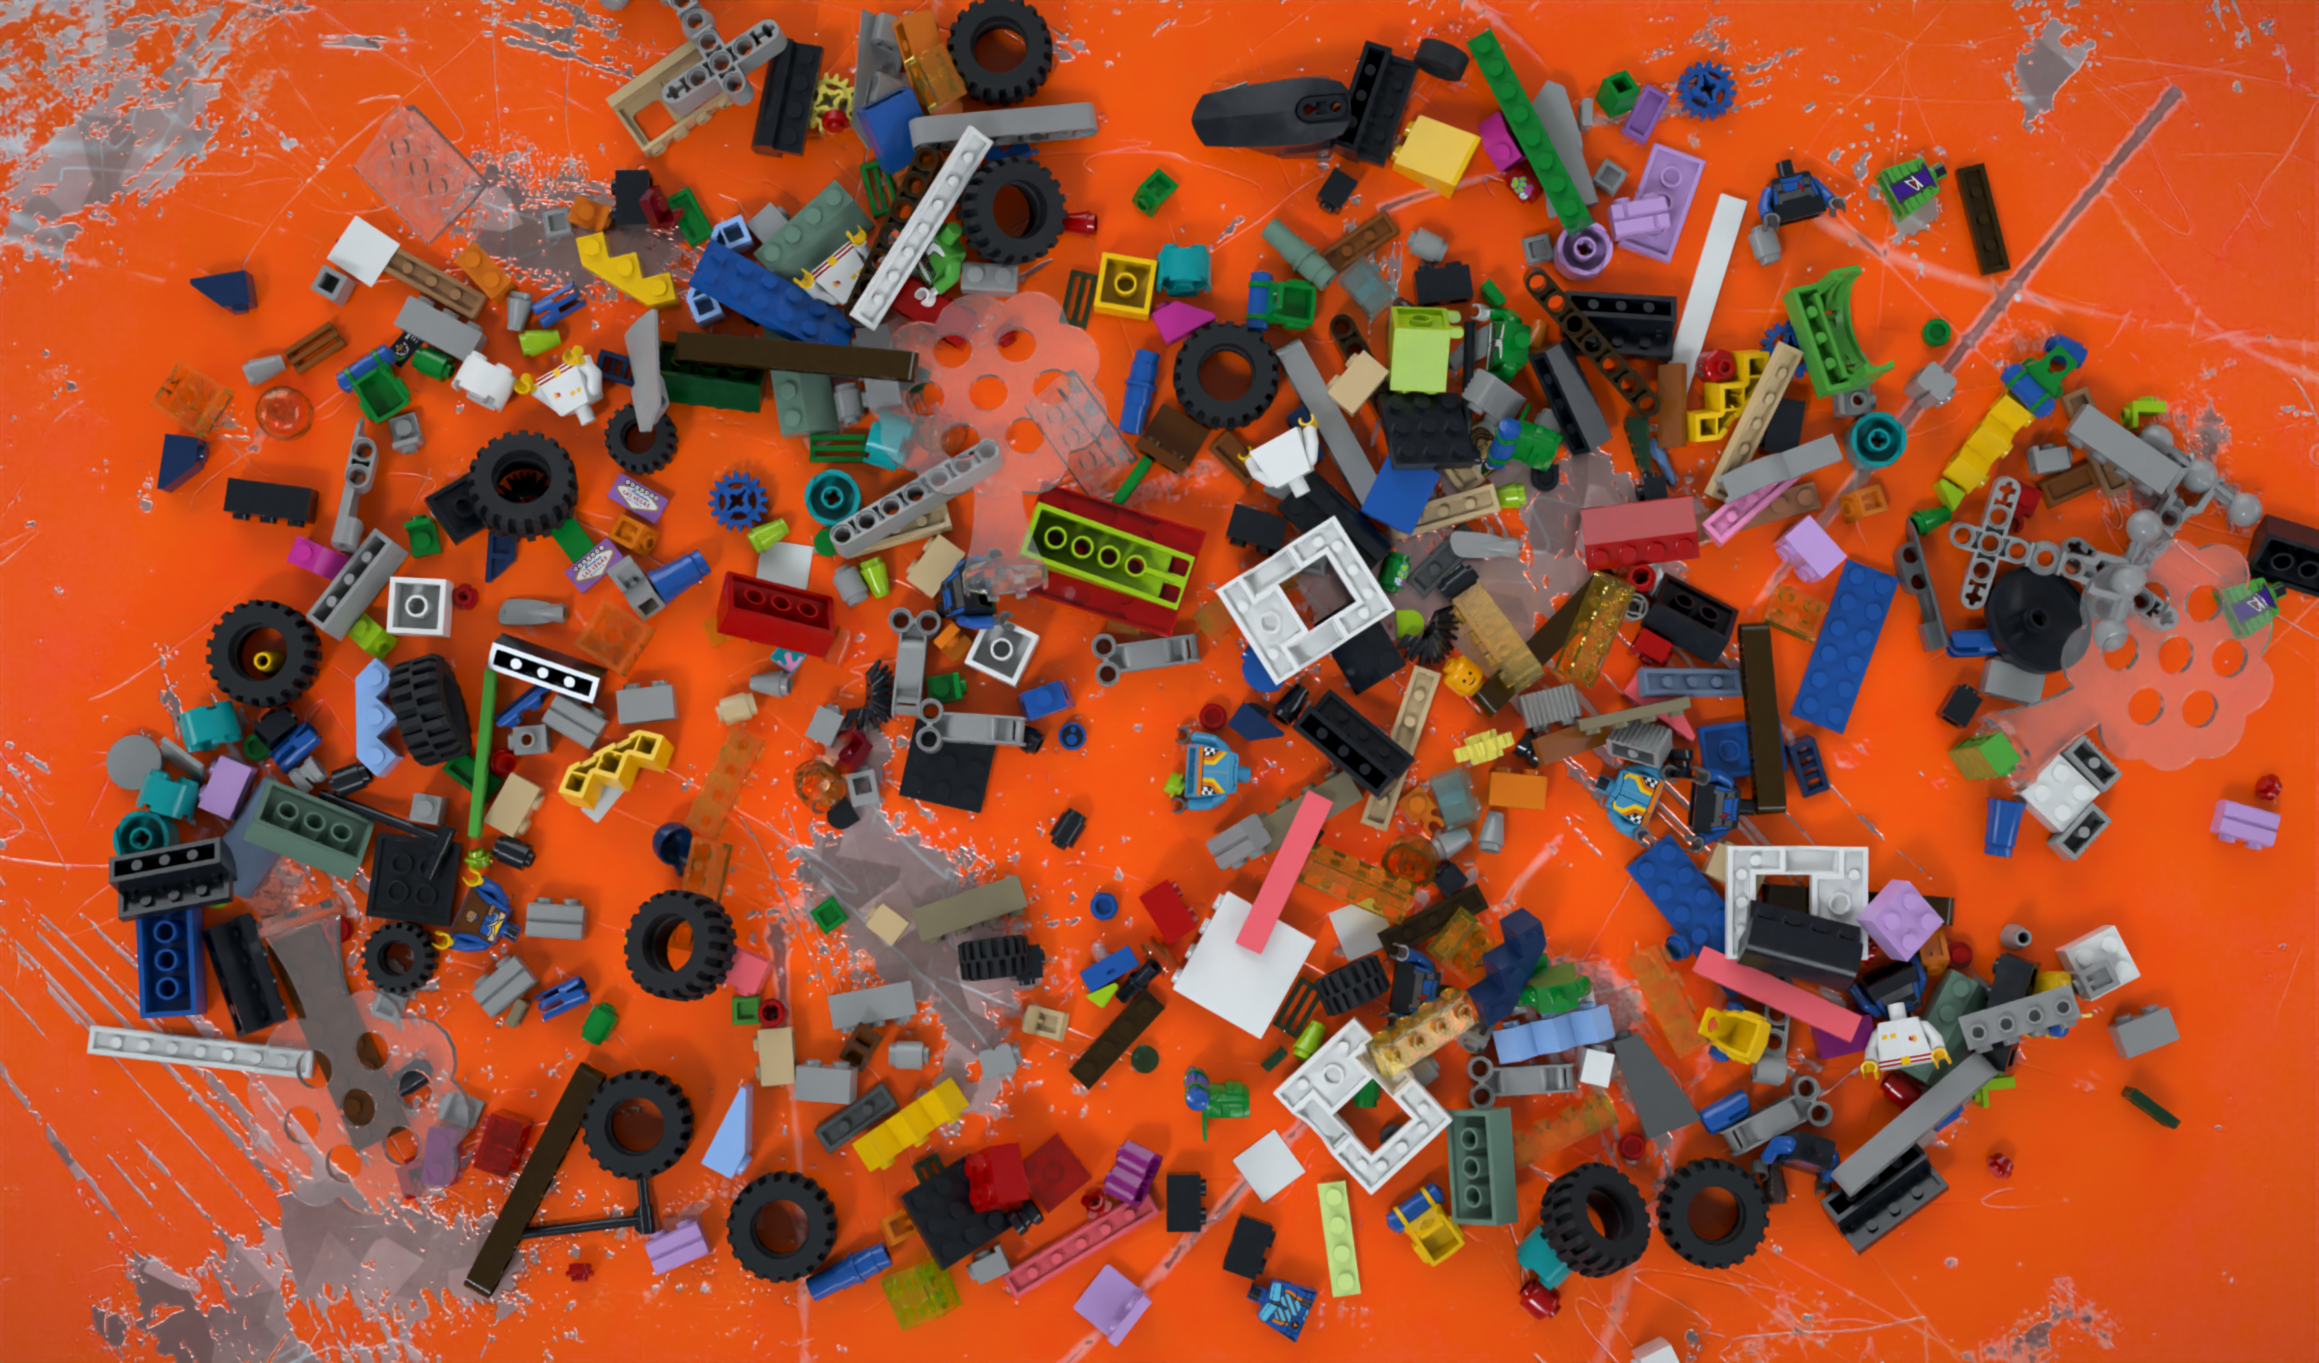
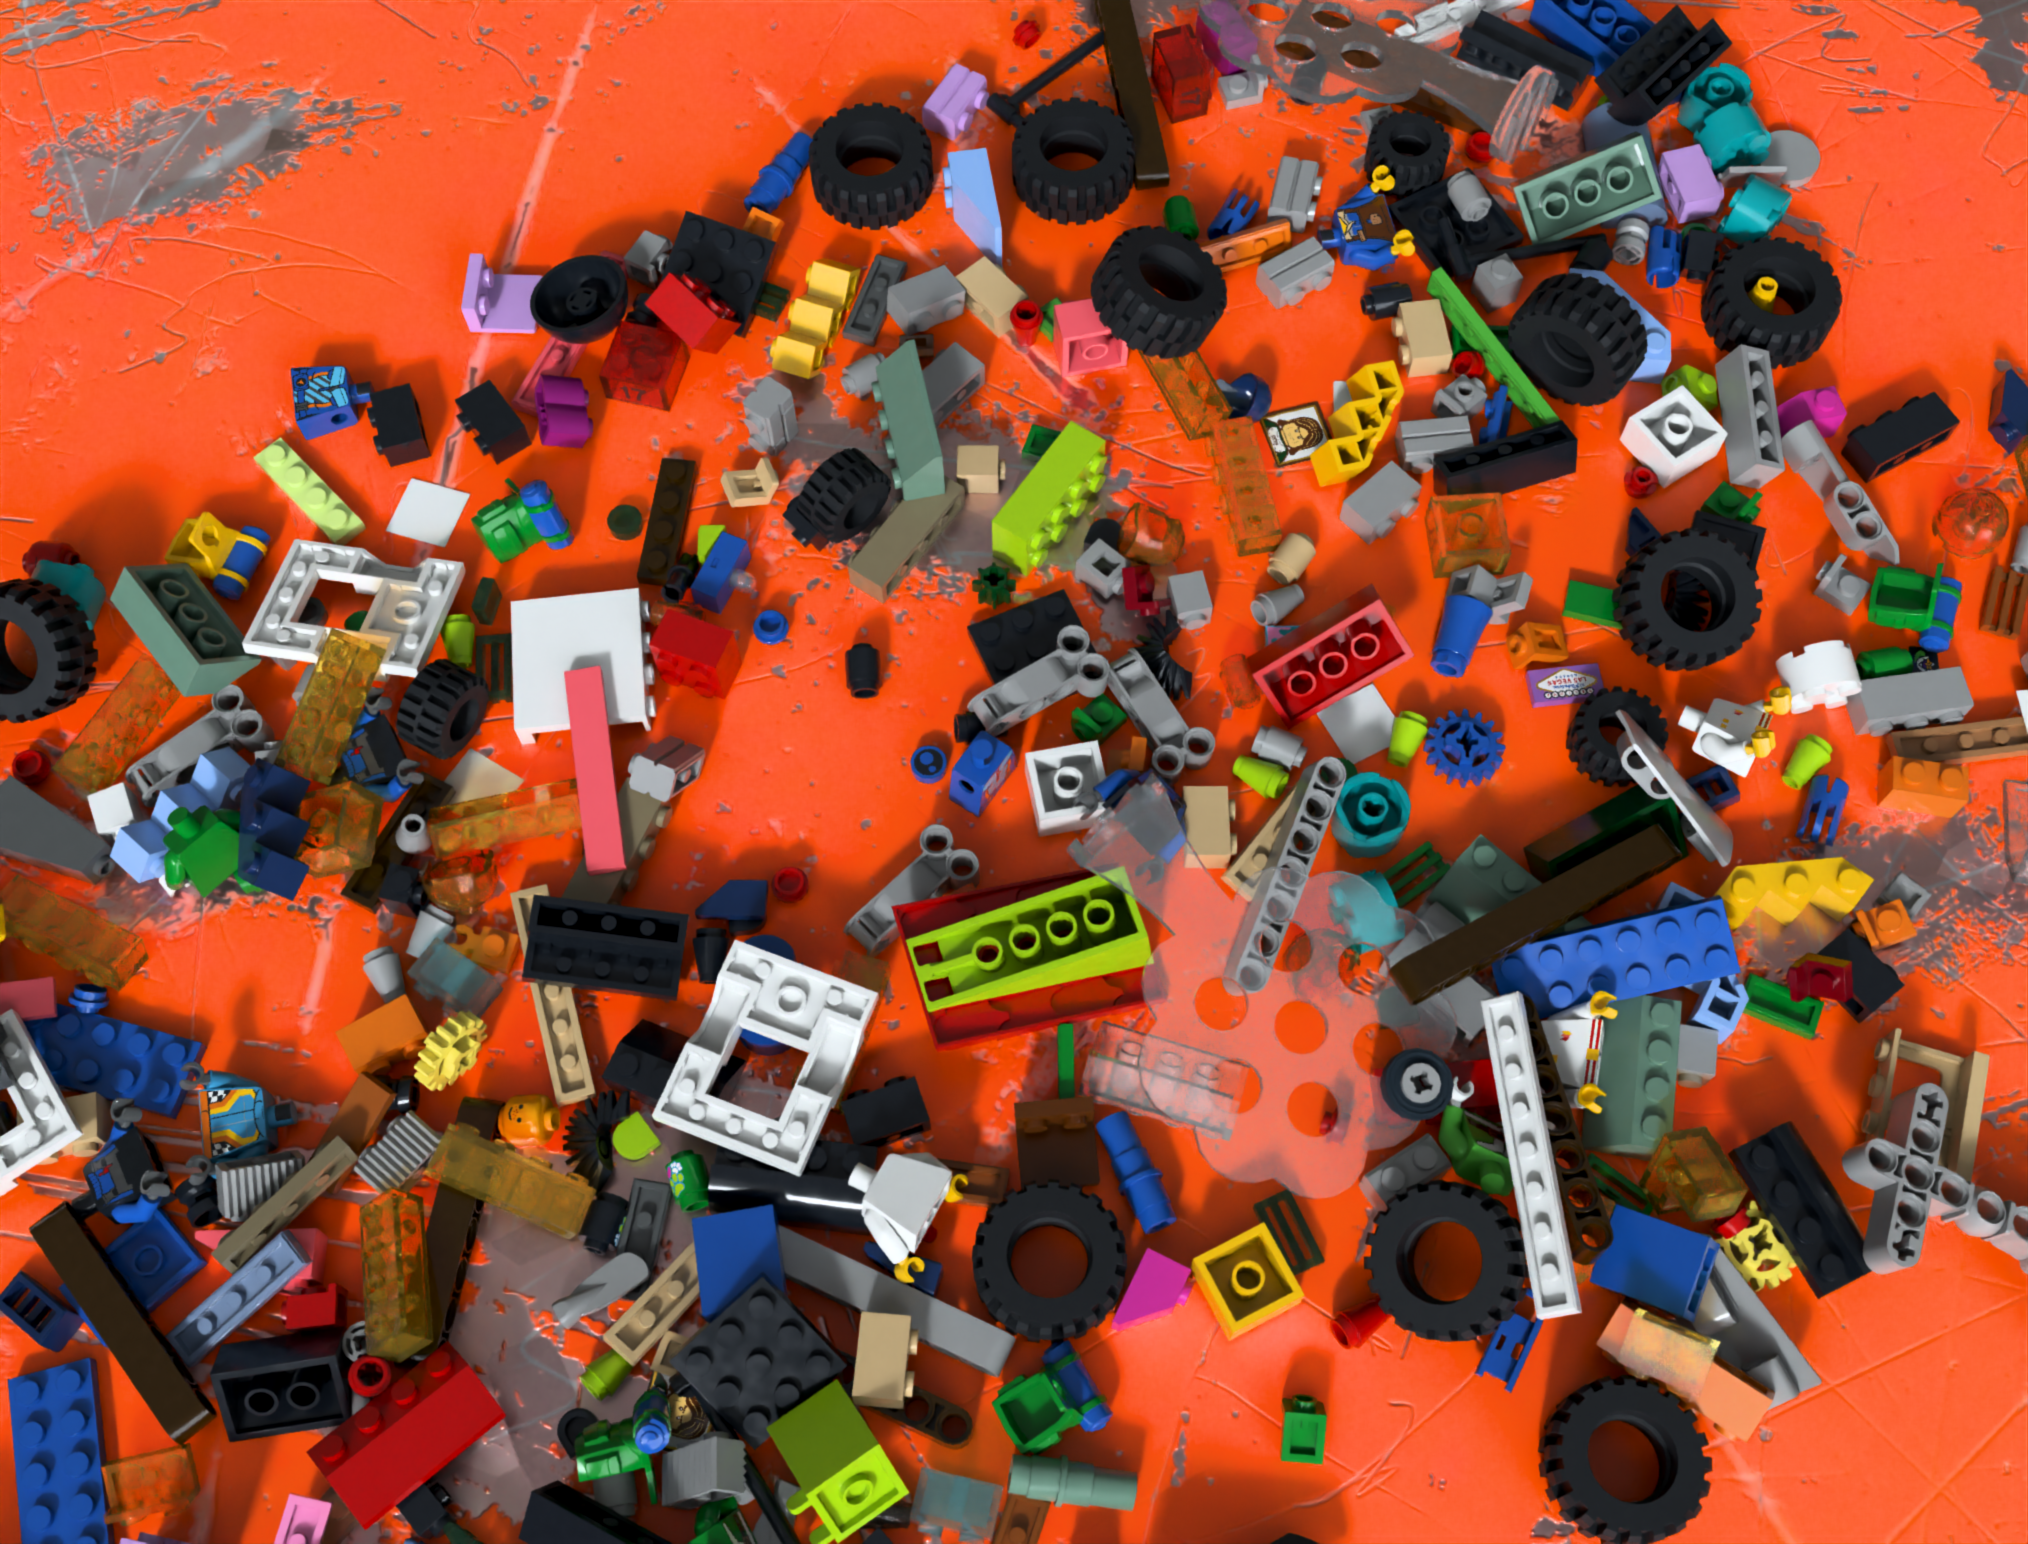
camera: 150 degrees right, 20 degrees down
(392, 885) = (1468, 196): none -> light grey brick
(478, 858) = (1414, 275): lime plate -> none
(518, 310) = (1862, 781): light grey cone -> none
(518, 1012) = (1261, 182): dark tan tile -> none
(532, 612) = (1564, 513): light grey piece -> none
(586, 970) = (1249, 245): none -> orange tile
(593, 565) = (1547, 592): tile -> none
(654, 799) = (1295, 433): none -> sticker
(837, 153) = (1692, 1177): none -> clear yellow brick
(862, 860) = (1049, 499): none -> lime brick
(917, 973) = (909, 424): none -> sand green slope
(920, 1294) = (696, 193): clear neon green bracket -> none
(945, 323) = (1404, 1091): none -> black wheel
(949, 827) = (994, 576): none -> dark green gear
(1007, 125) = (1538, 1365): light grey beam -> none
(1064, 1260) = (581, 299): none -> black piece
(1099, 1211) = (578, 358): red plate -> none
(1174, 784) = (781, 789): lime plate -> none
(1183, 270) = (1193, 1351): teal brick -> none
(1210, 771) = (751, 822): dark azure torso -> none
(1423, 916) = (413, 842): none -> light grey cone

